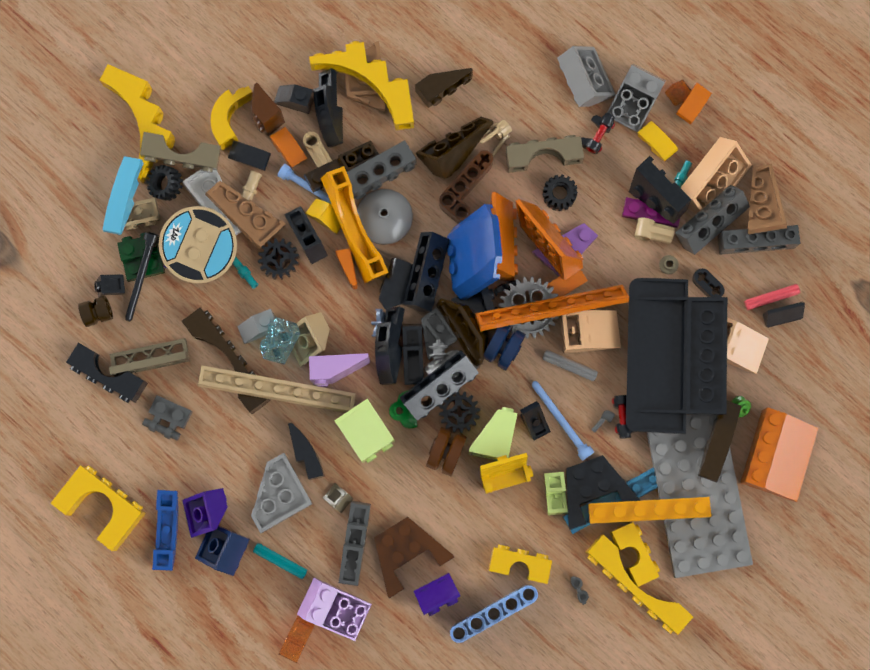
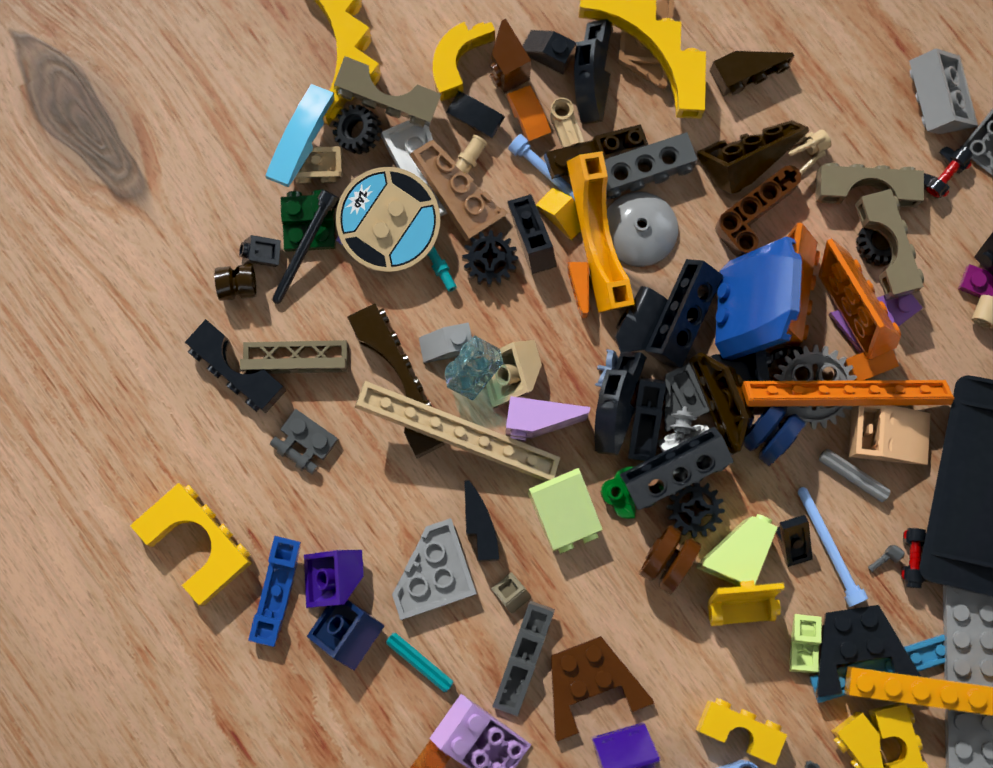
camera: 10 degrees right, 0 degrees up
(554, 173) = (881, 213): none -> dark tan arch

